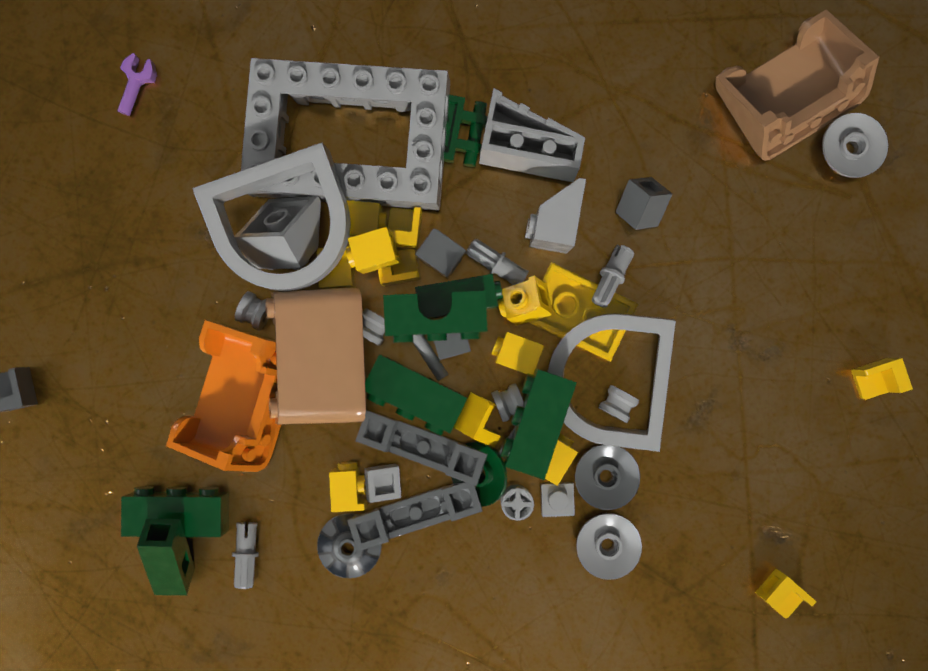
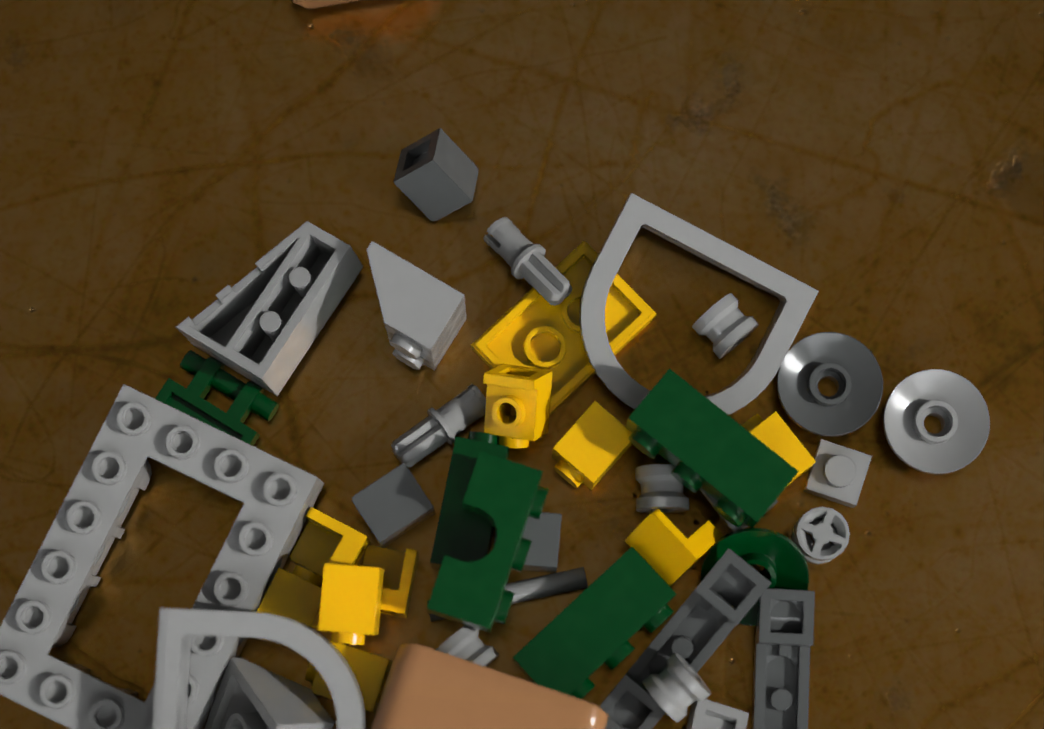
camera: 65 degrees left, 10 degrees down
(397, 452) = (676, 687): none -> light grey wheel

